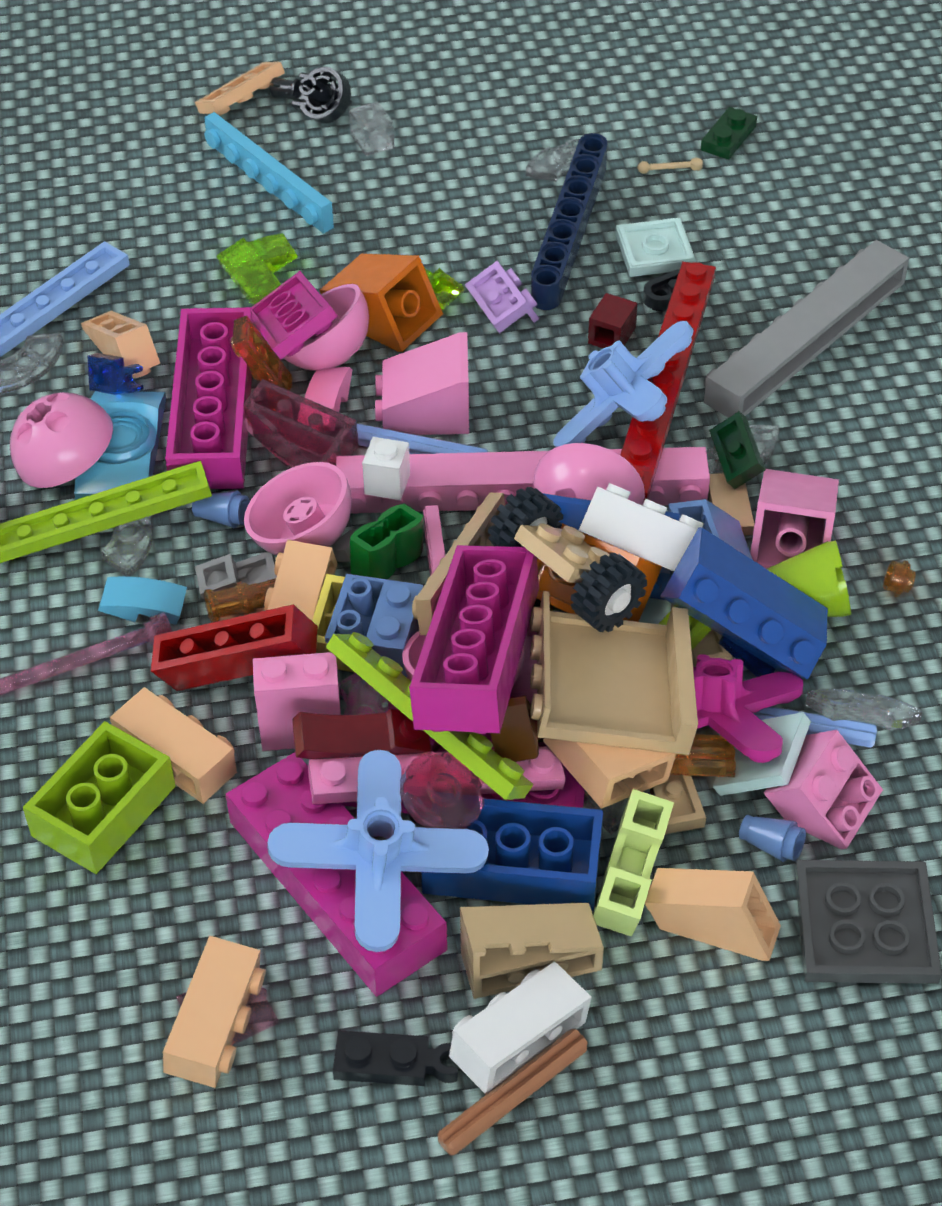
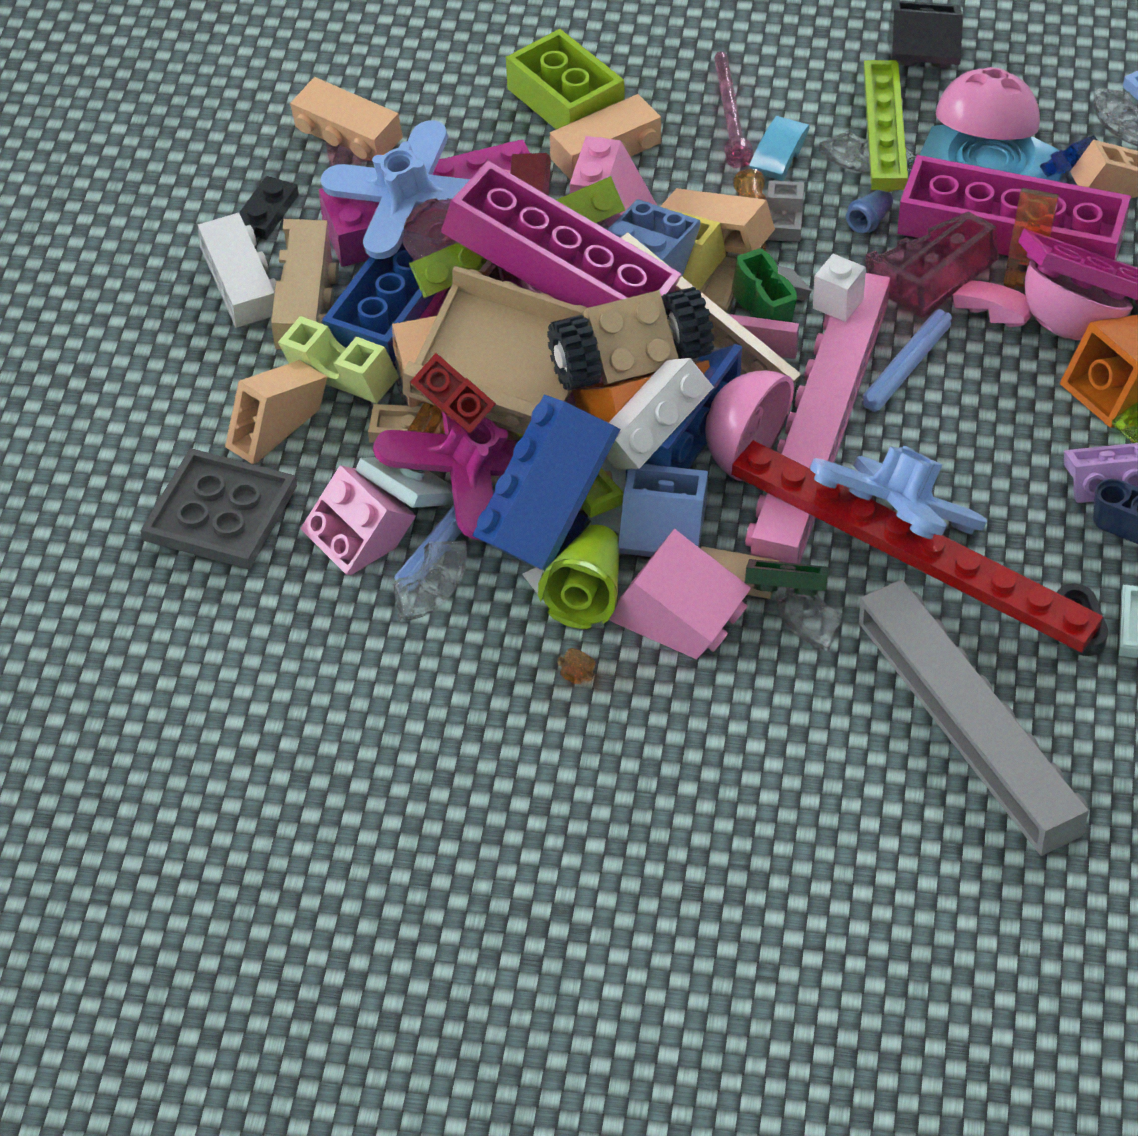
camera: 110 degrees right, 0 degrees up
(228, 646) = (665, 160): red brick -> none
(300, 505) = (812, 231): bright pink piece -> none
(426, 389) = (967, 372): bright pink slope -> none
(512, 1091) = (198, 268): nougat axle -> none
(612, 321) = (1035, 546): dark red brick -> none
(705, 676) = (452, 393): none -> red slope
(774, 836) = (320, 473): medium blue cone -> none

